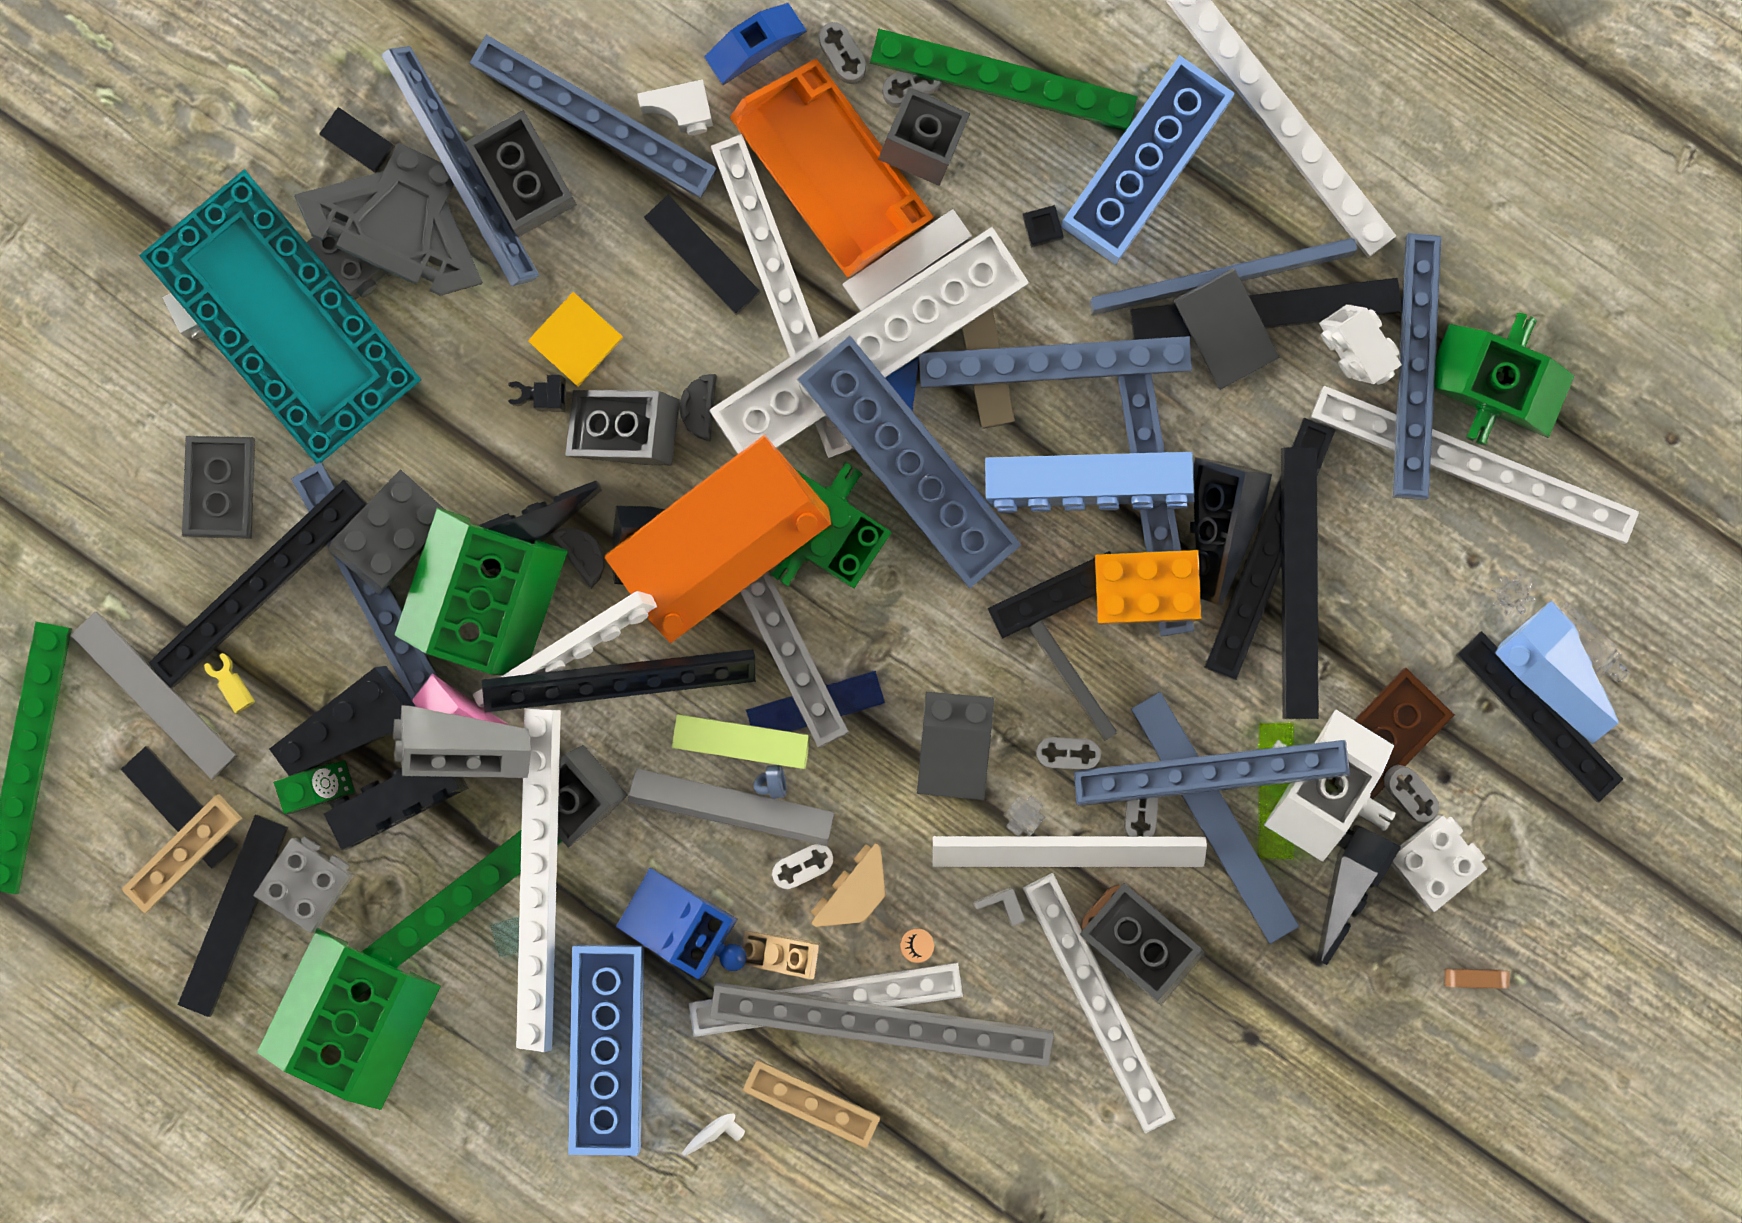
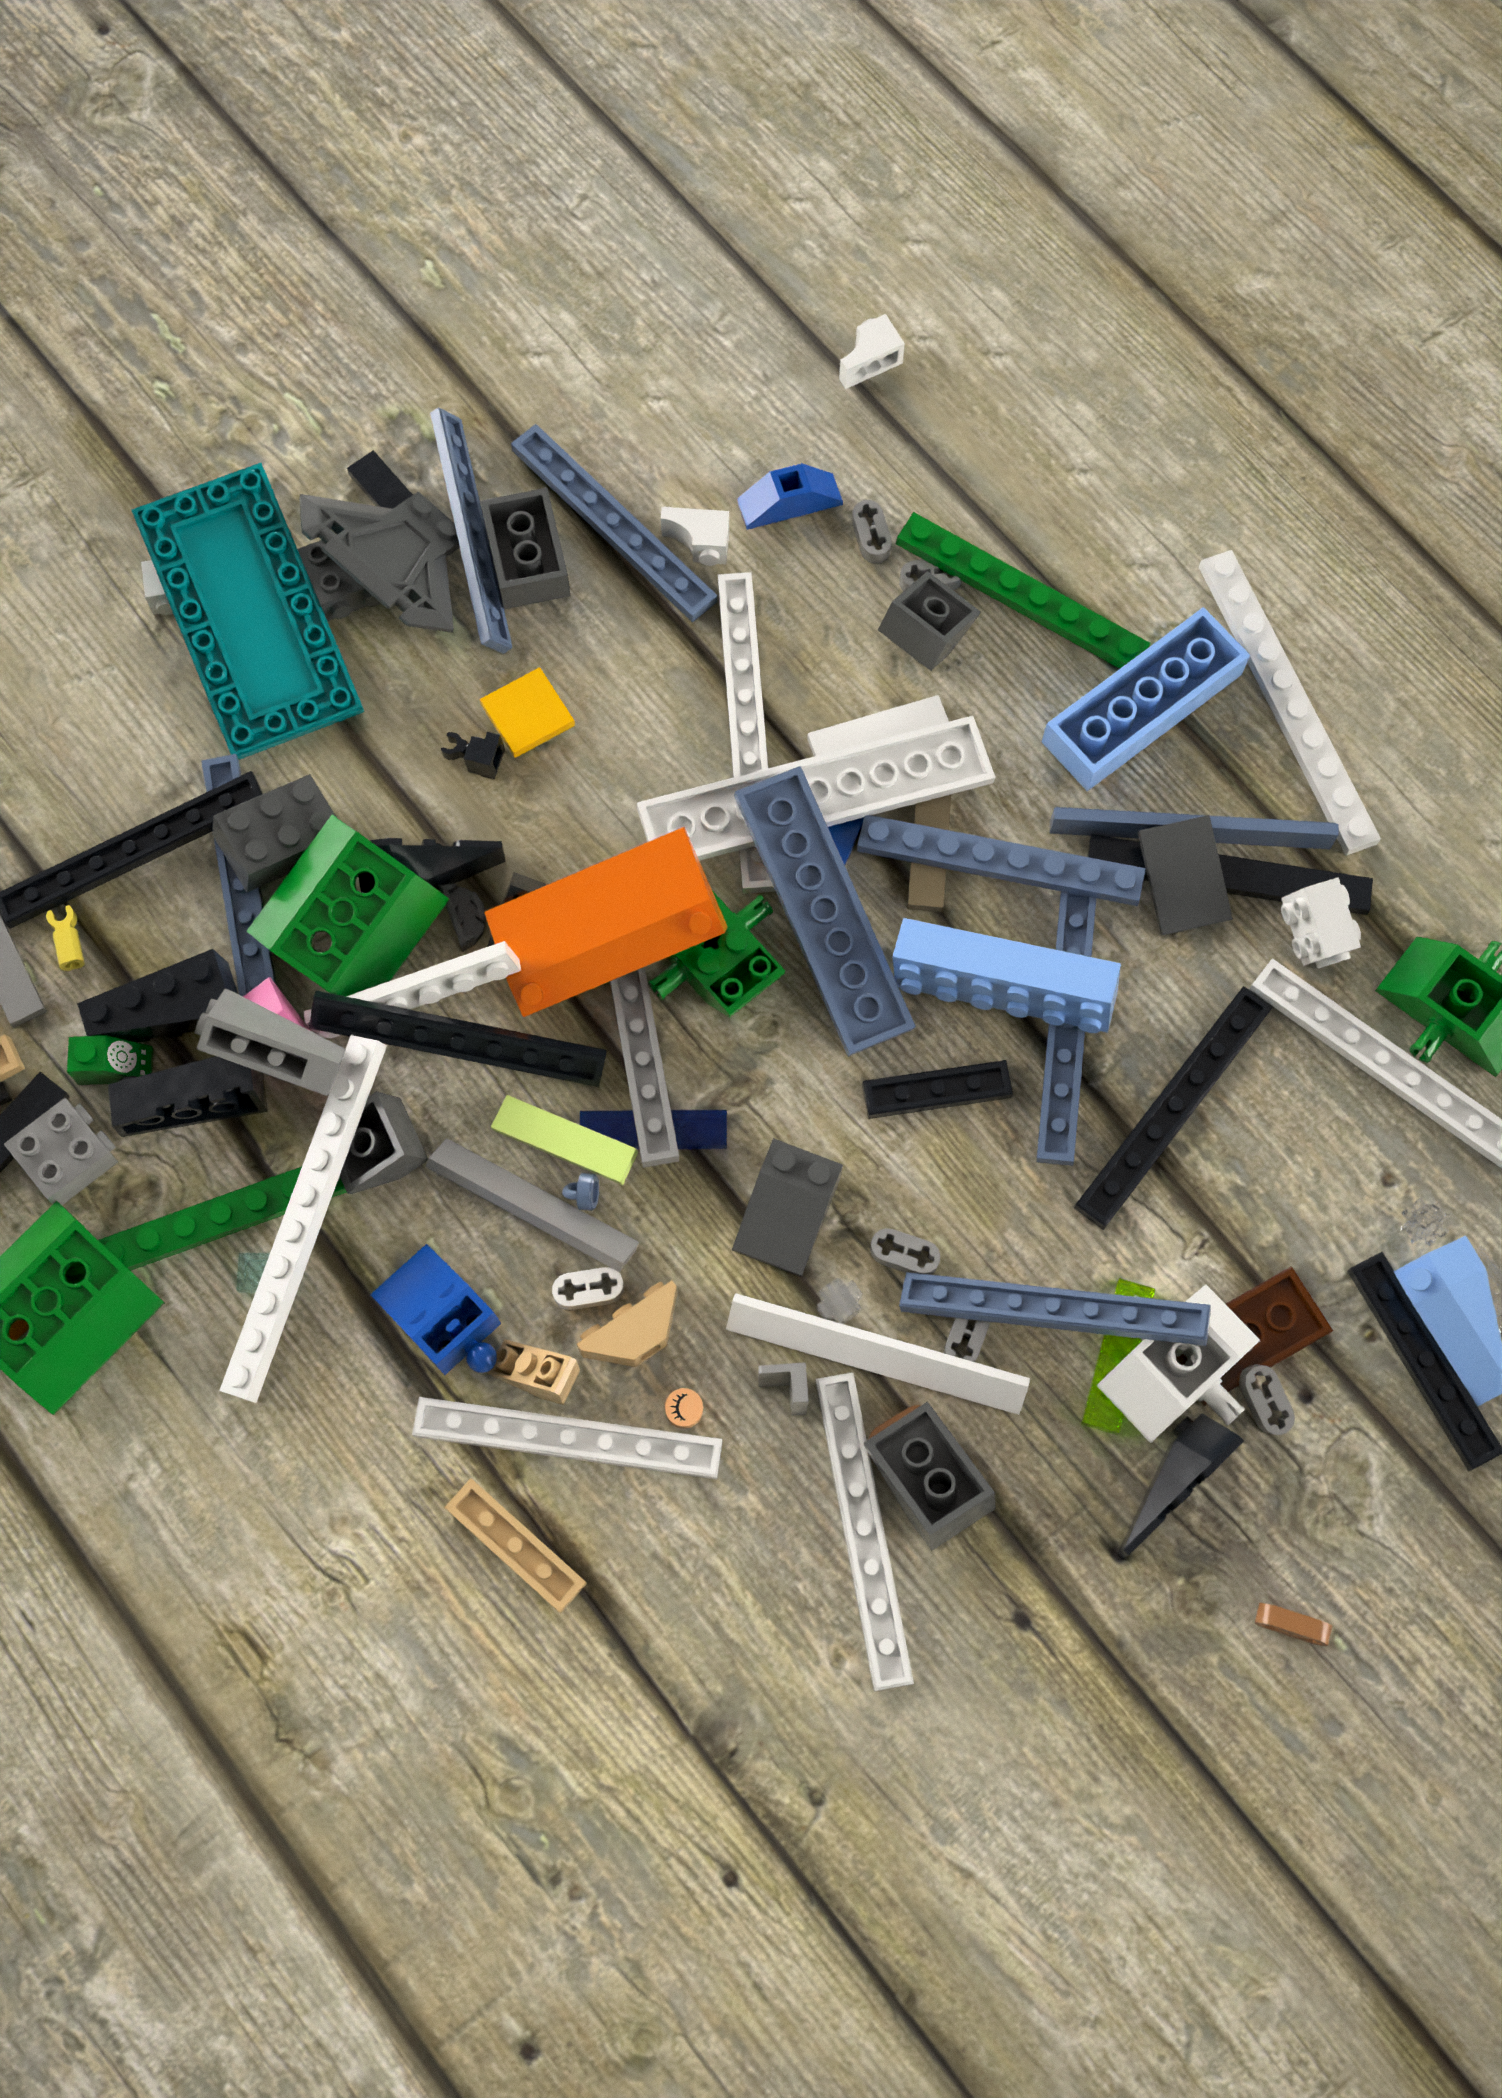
camera: 10 degrees right, 15 degrees down
(218, 487) = (128, 753): dark grey tile -> none
(606, 1050) = (313, 1417): light blue brick -> none
(623, 426) = (548, 803): dark grey slope -> none
(695, 406) = (623, 811): dark grey tile -> none
(702, 254) = (678, 672): black tile -> none
(713, 1131) = (399, 1544): white bar -> none
(830, 167) = (827, 624): orange slope -> none
(881, 1024) = (620, 1478): light grey plate -> none
(1042, 226) = (1023, 736): black tile -> none
(1072, 680) = (931, 1177): dark grey tile -> none
(1148, 587) = (1036, 1099): light orange brick -> none
(1219, 825) = (1048, 1379): sand blue tile -> none
(1225, 517) = (1137, 1056): black wedge -> none
(1299, 583) = (1197, 1149): black tile -> none
(1418, 367) = (1372, 969): sand blue tile -> none
(1438, 862) = (1278, 1480): white brick -> none

